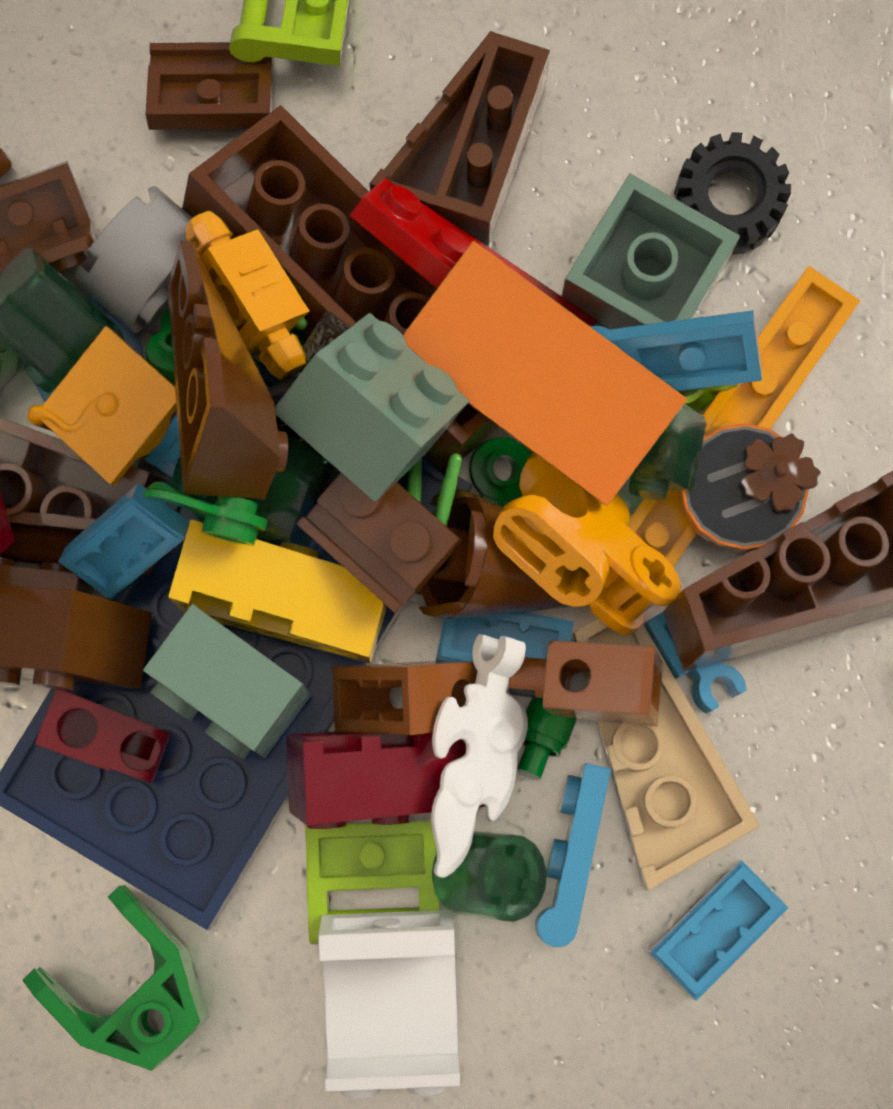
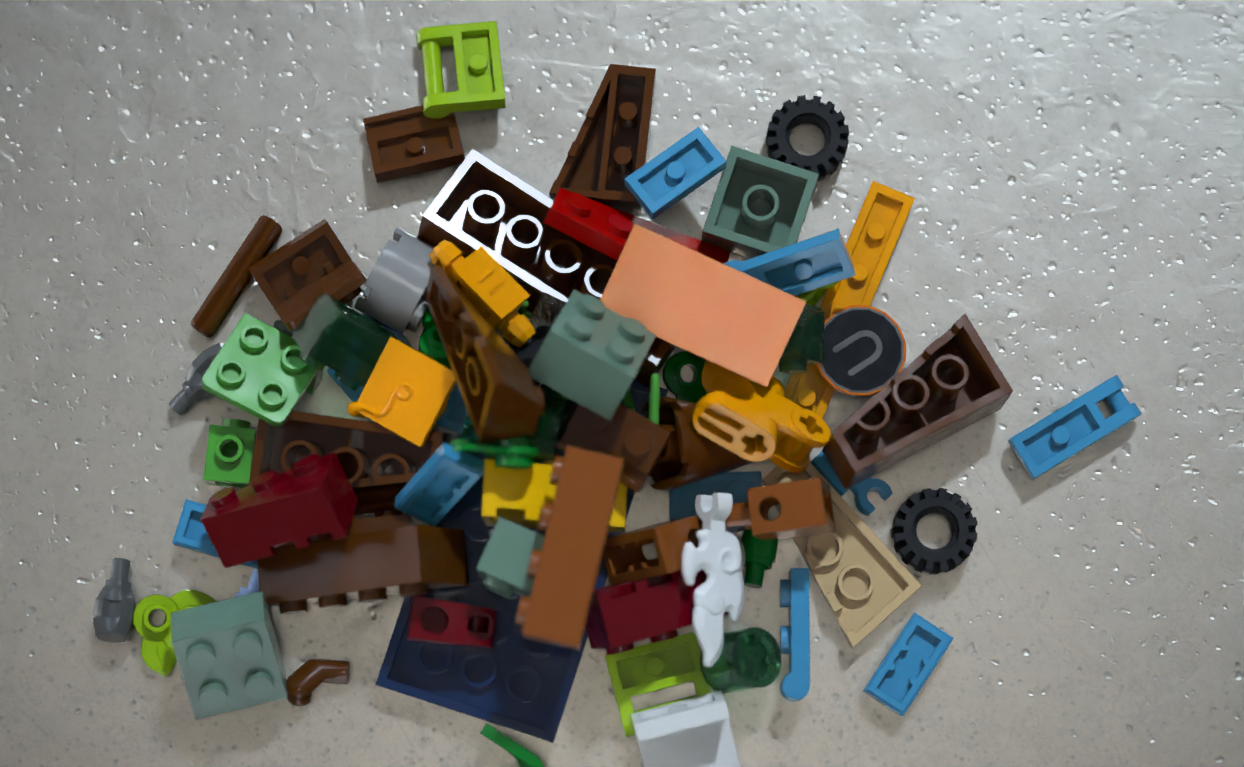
camera: 10 degrees left, 0 degrees up
(280, 670) = (572, 547): none -> dark orange brick
(545, 191) = (675, 173): none -> dark azure plate
(778, 472) = (881, 335): reddish brown plant -> none
(831, 749) = (940, 503): none -> black tyre

